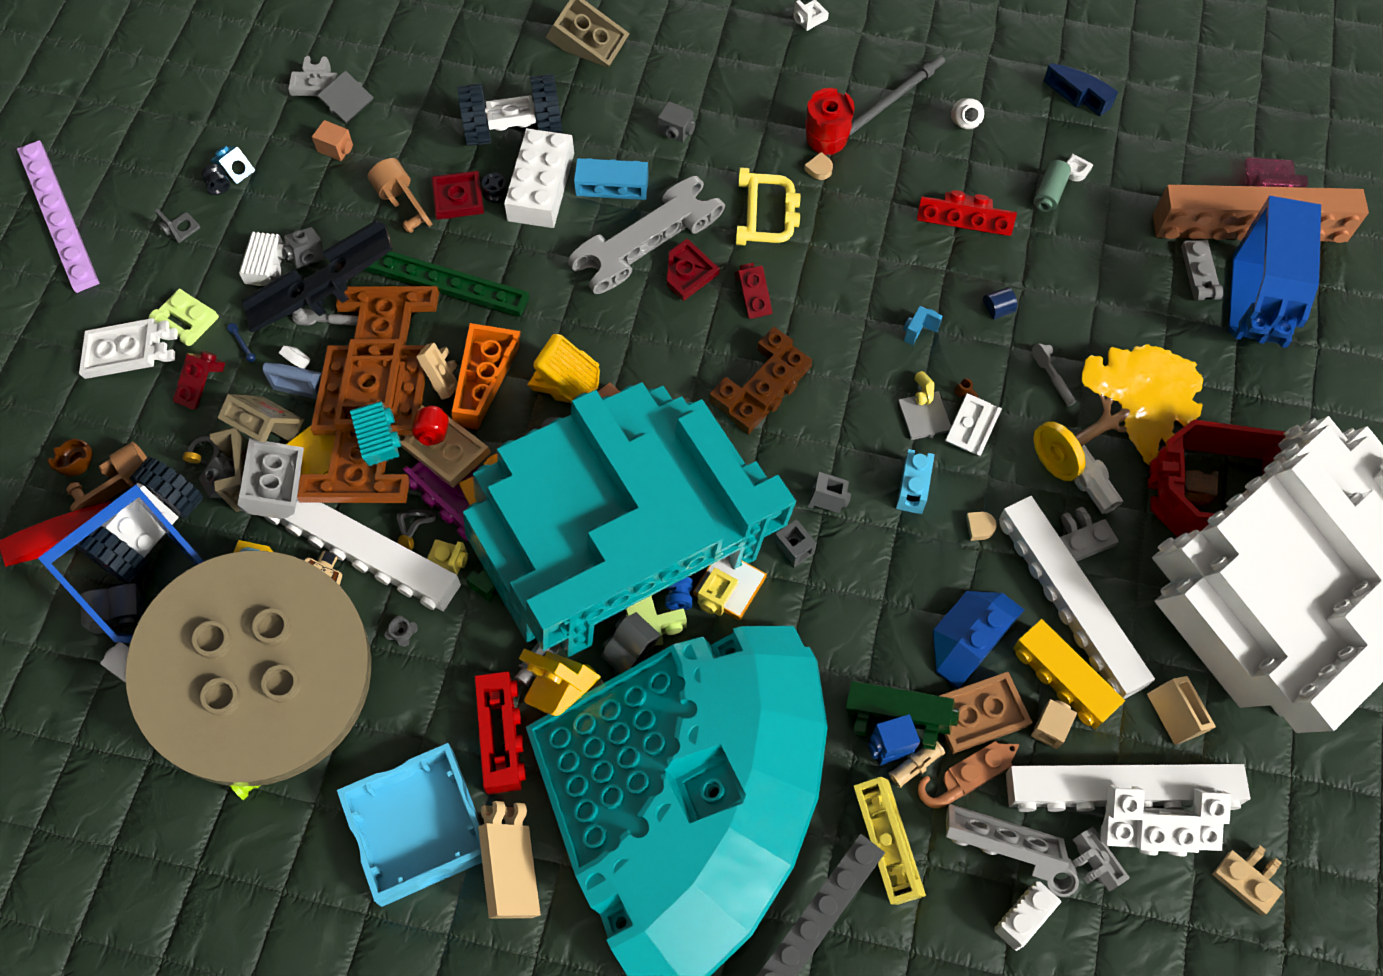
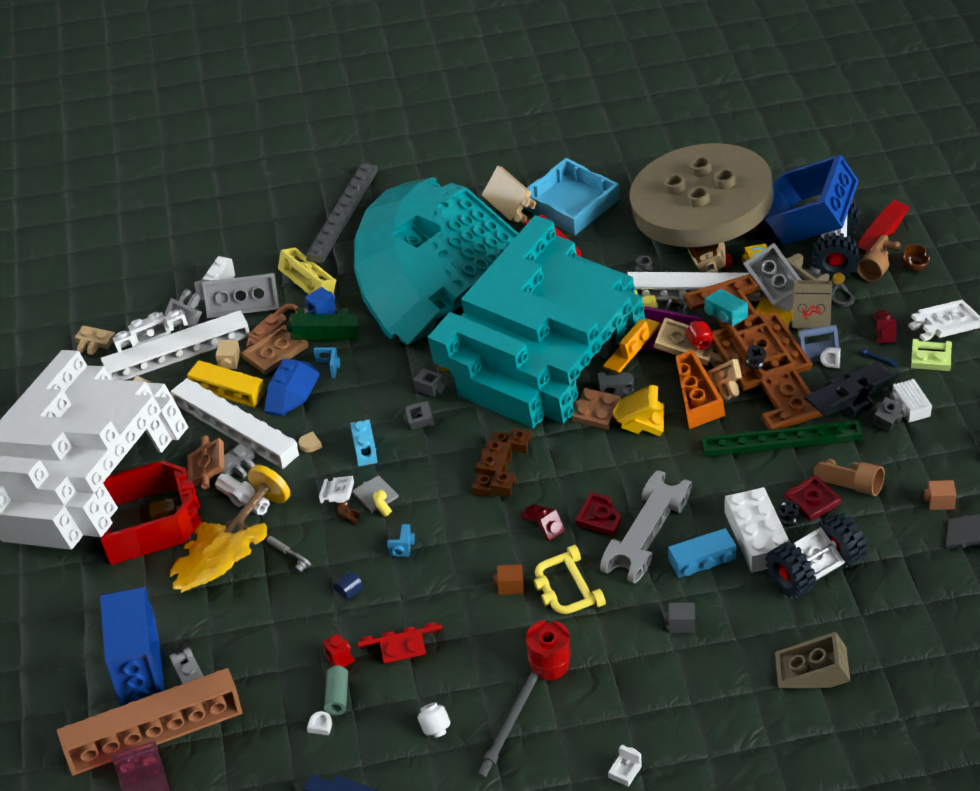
camera: 160 degrees right, 20 degrees down
(392, 357) = (755, 357): none -> black wheel
(824, 231) = (509, 579): none -> dark orange brick
(904, 657) = (333, 359): none -> dark azure bracket
(1038, 223) = (338, 651): none -> red brick
(1128, 537) = (206, 461): none -> nougat plate

